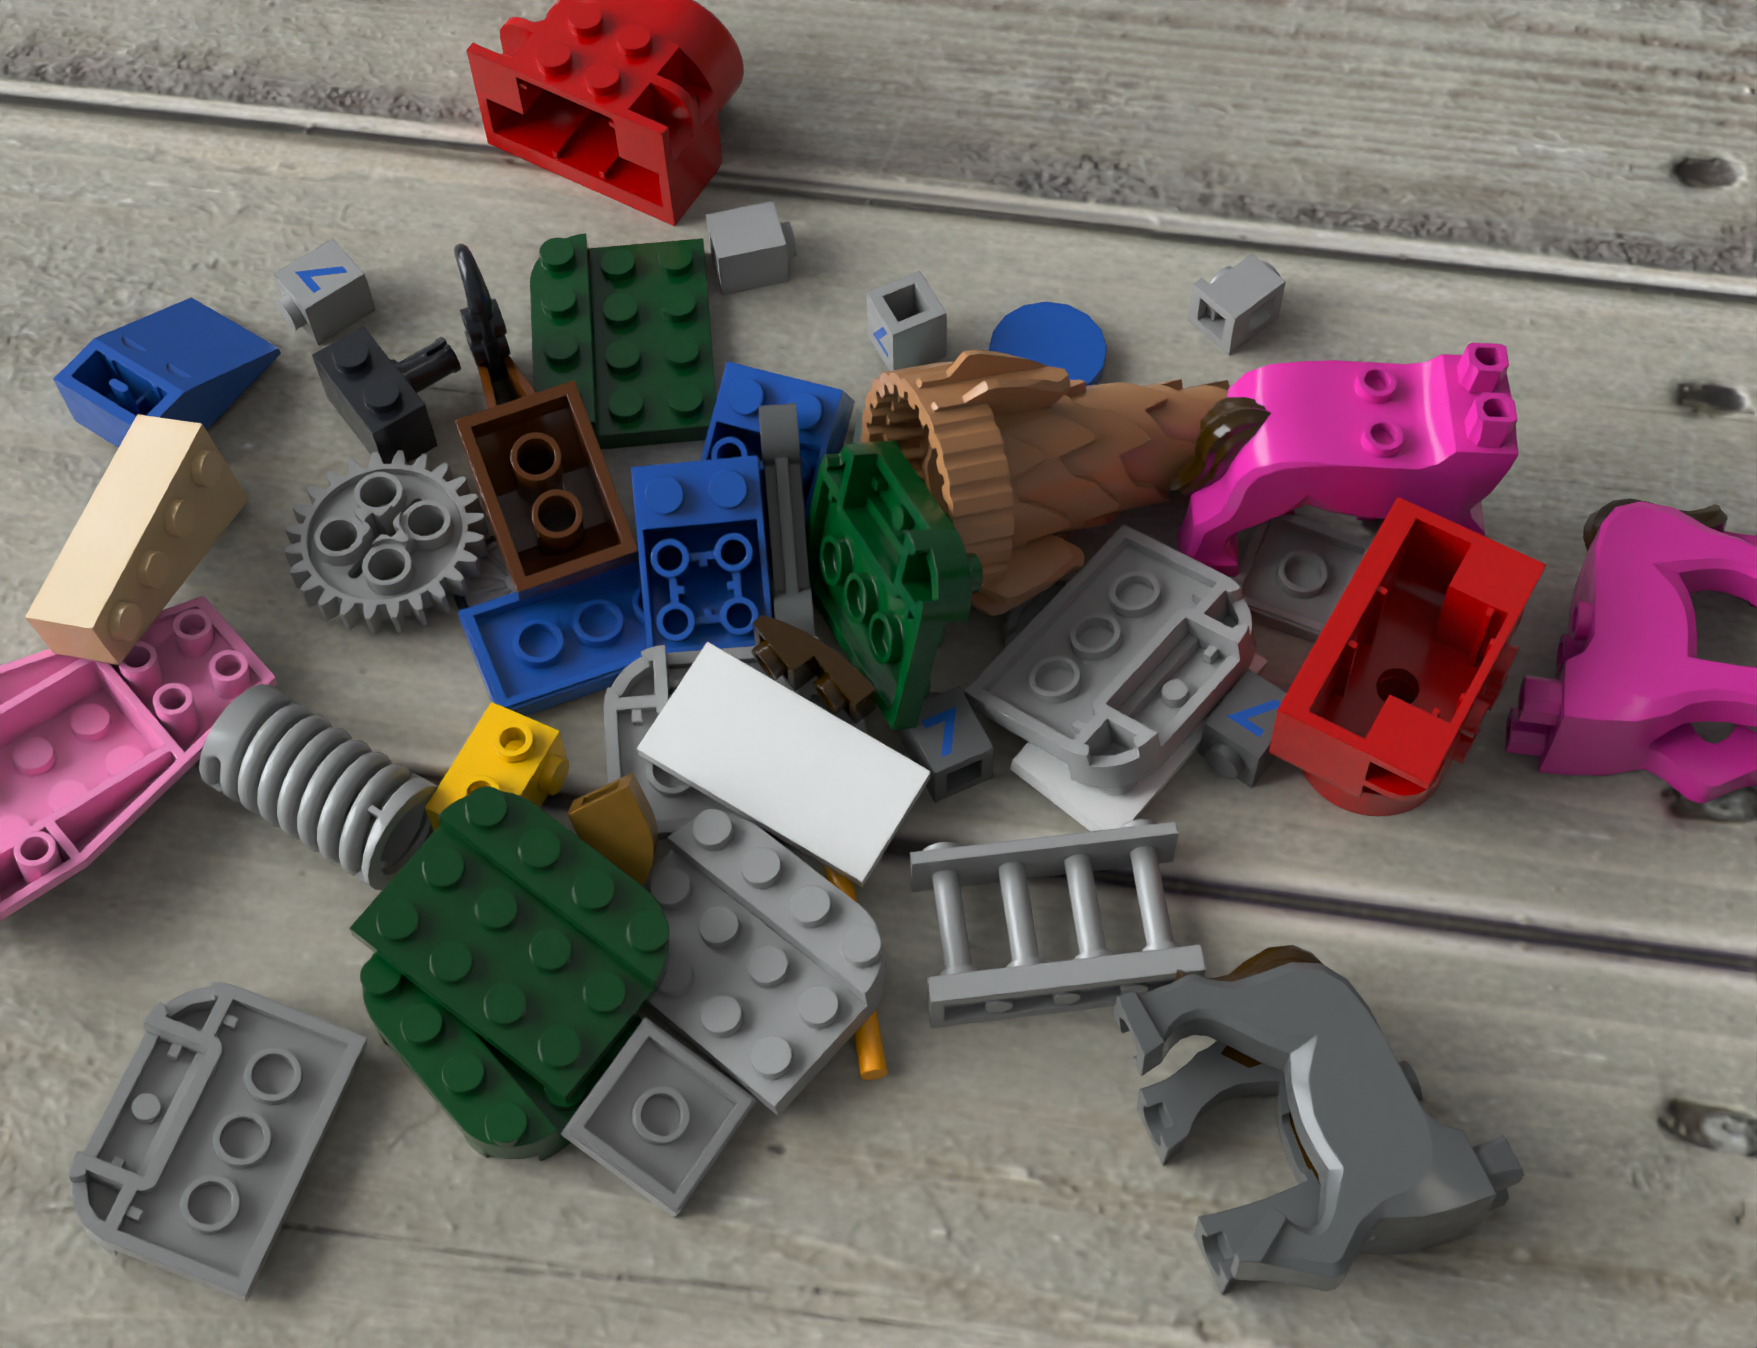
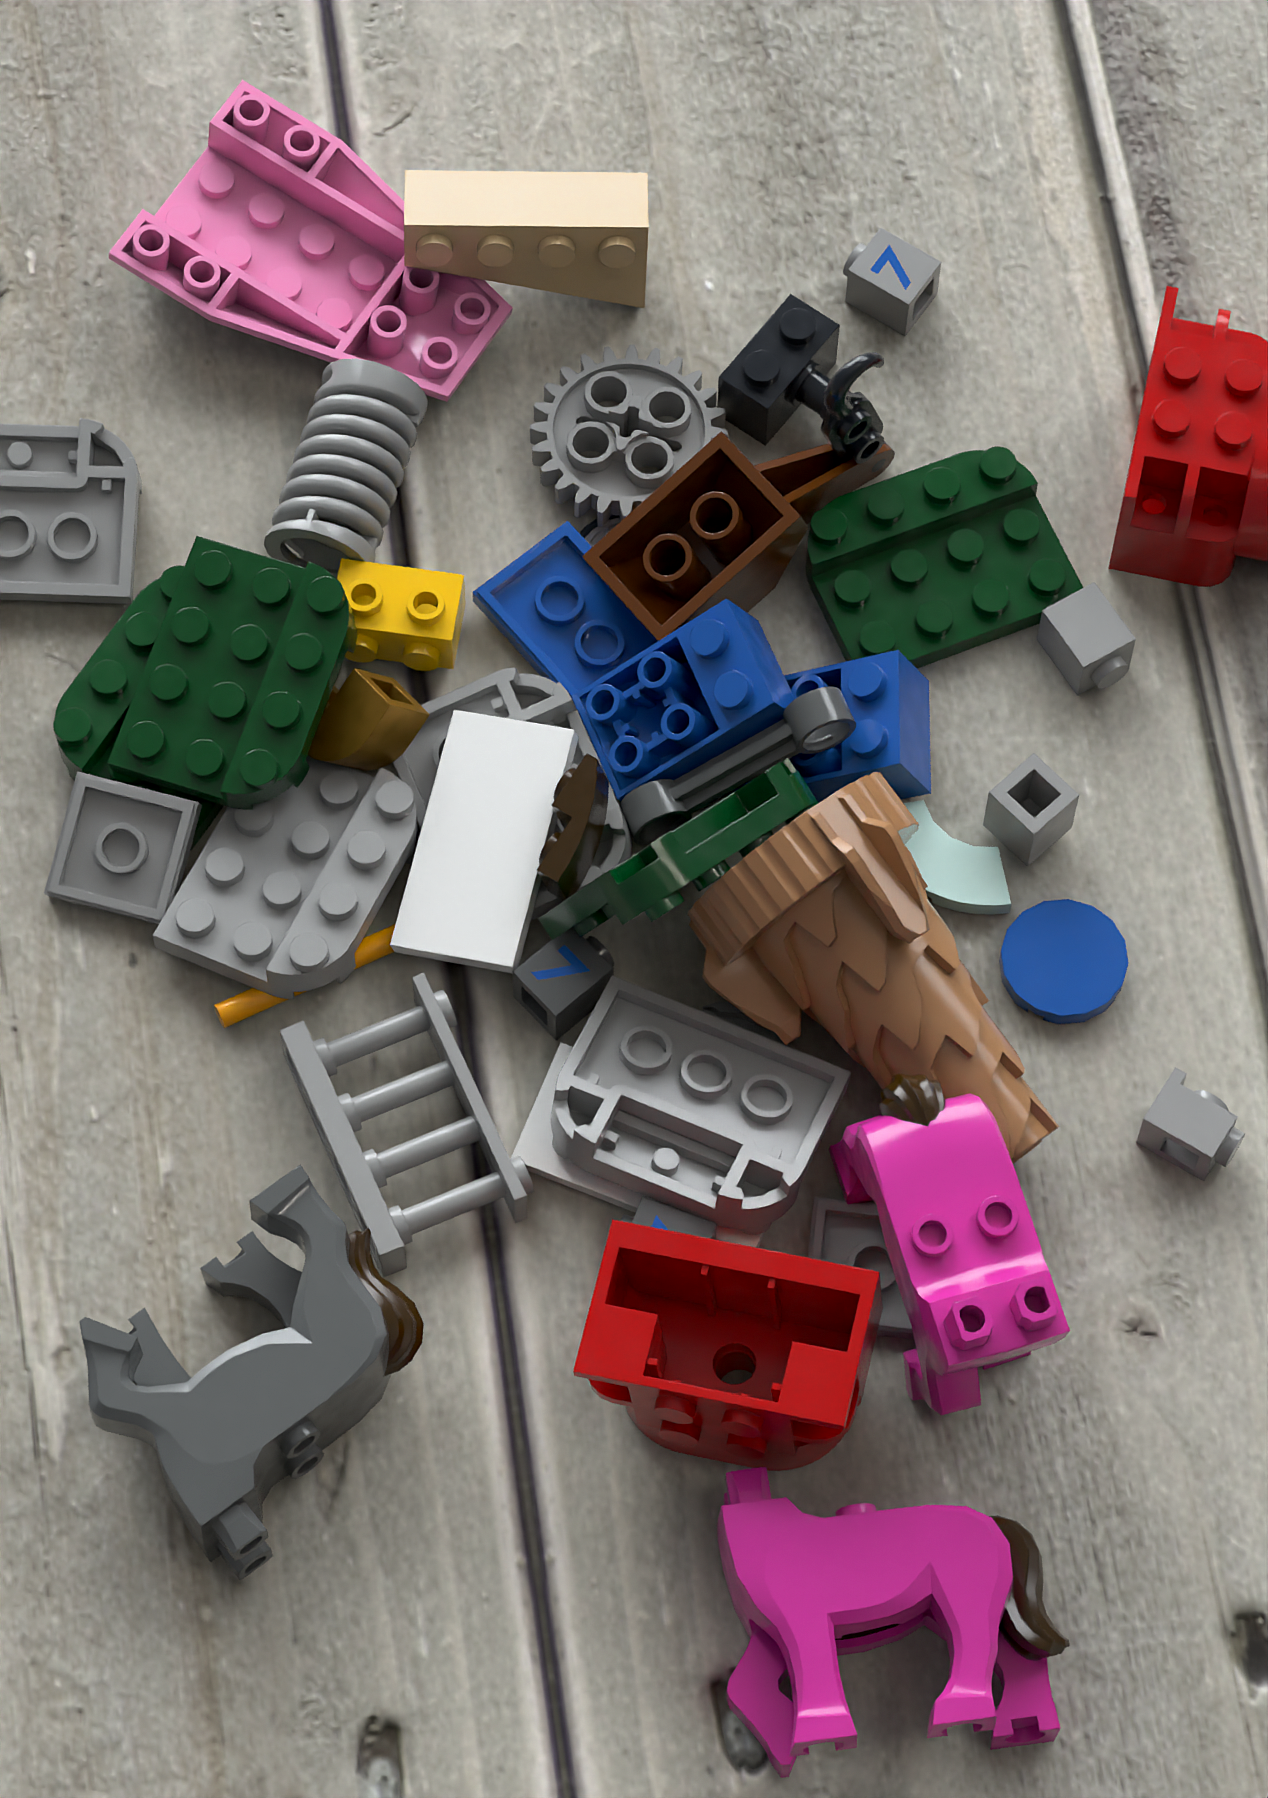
camera: 70 degrees right, 5 degrees up
(165, 365) = (743, 186): blue slope -> none

